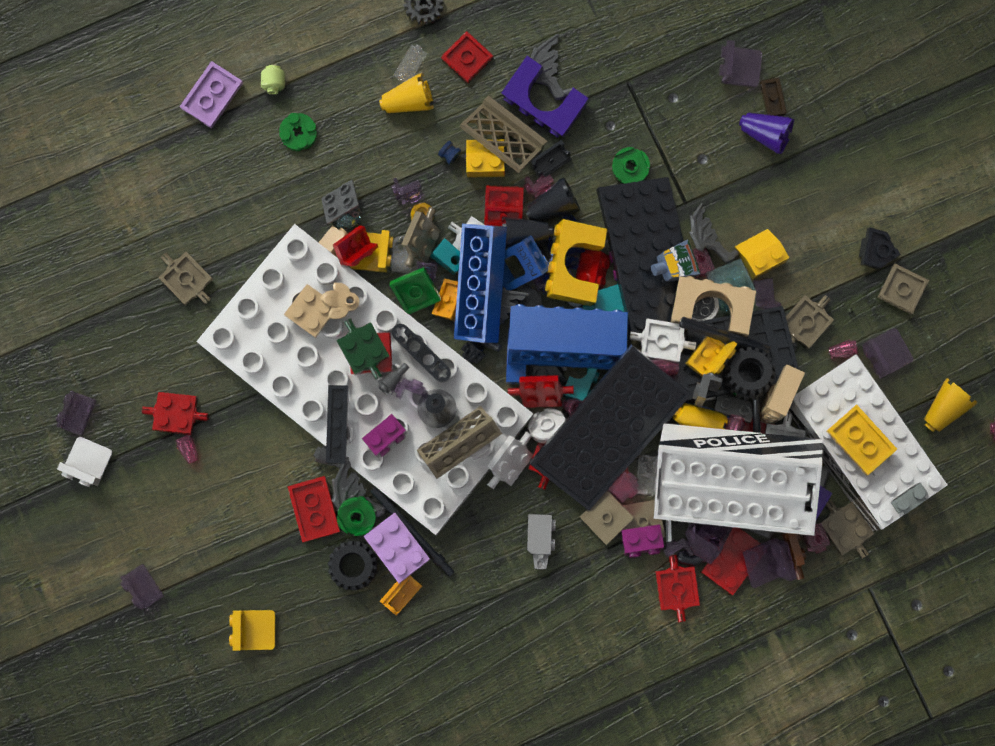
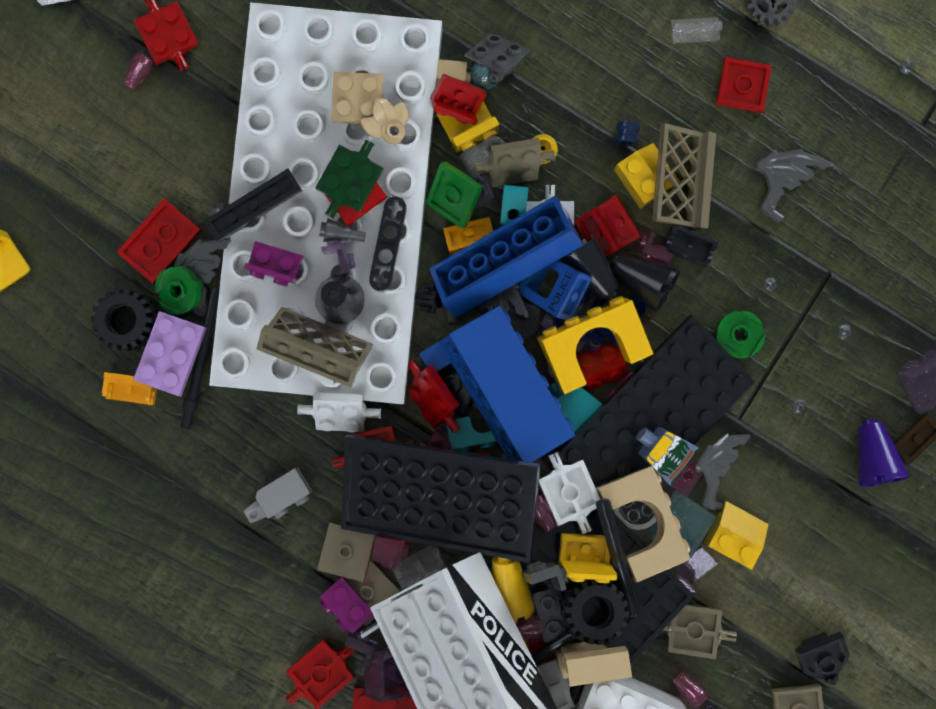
camera: 55 degrees right, 5 degrees up
(408, 96) = (659, 50): yellow cone -> none
(410, 192) = (554, 118): clear purple bracket -> none
(518, 93) = (741, 163): dark purple arch -> none
(545, 424) = (402, 425): white tile -> none
(687, 560) = (355, 663): black arm -> none

